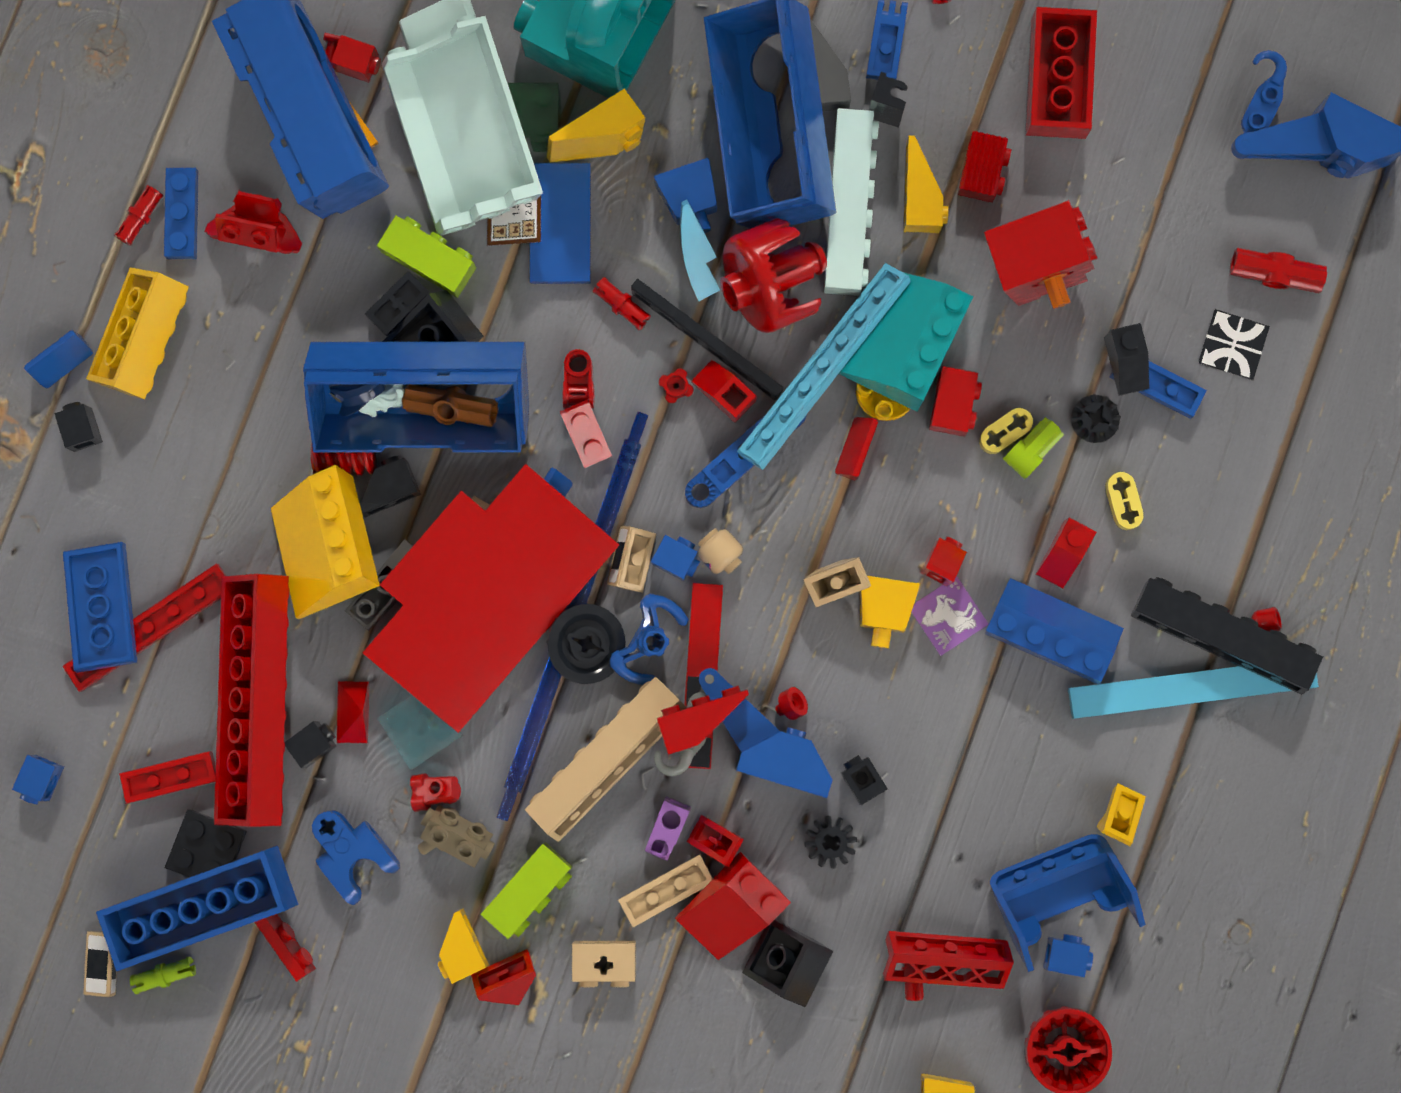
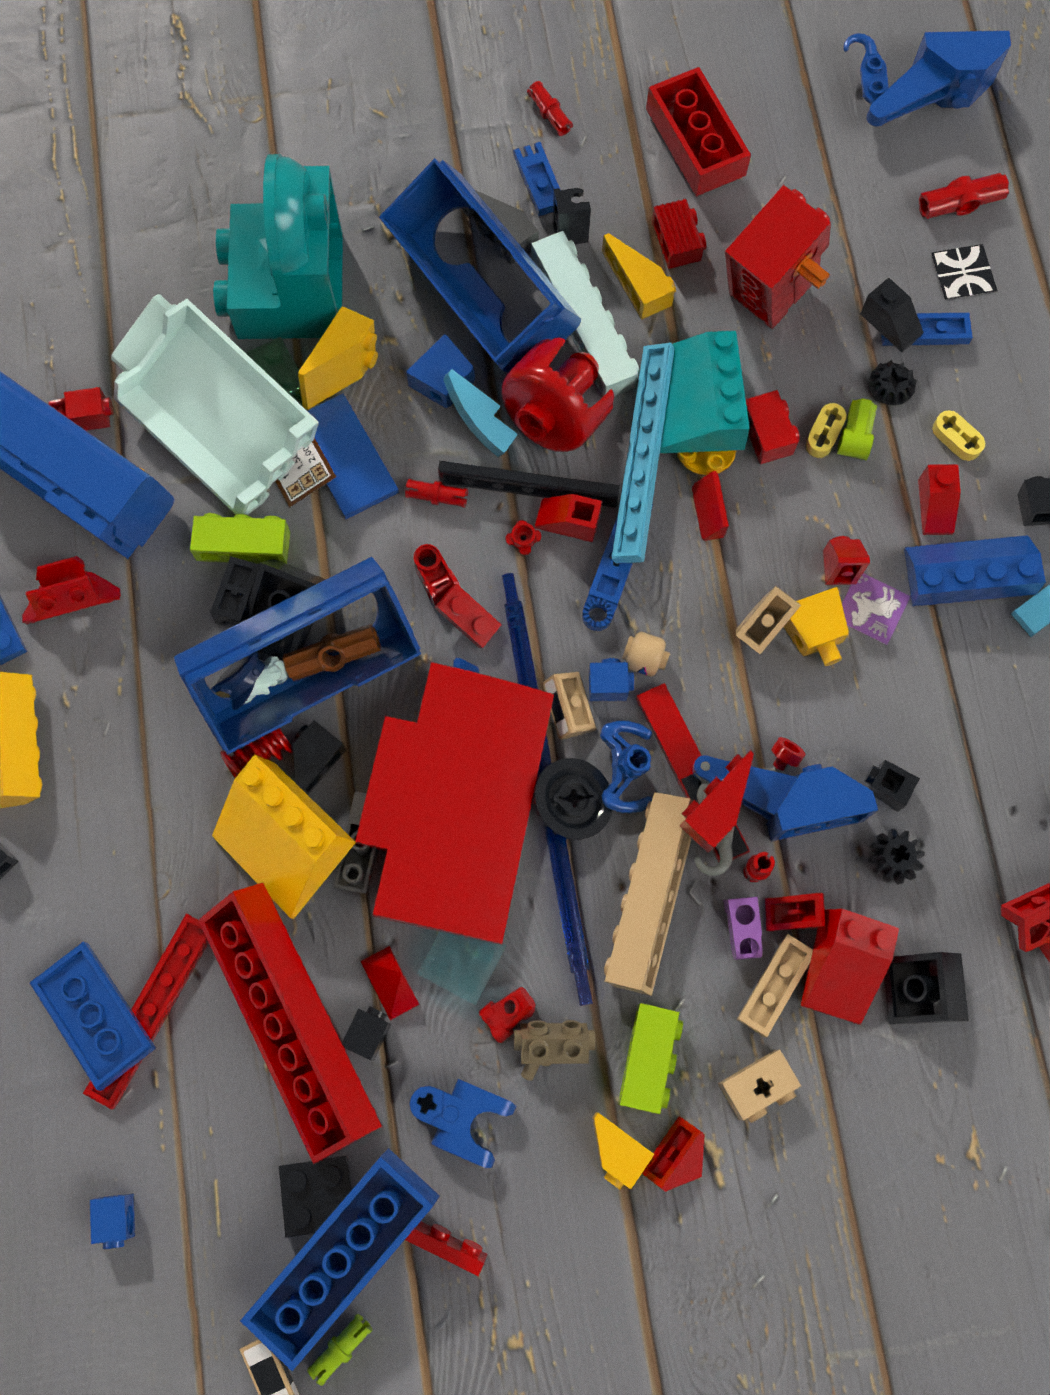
camera: 35 degrees left, 10 degrees down
(168, 777) = (243, 1144): red plate -> none
(708, 796) = (765, 869): none -> red pin

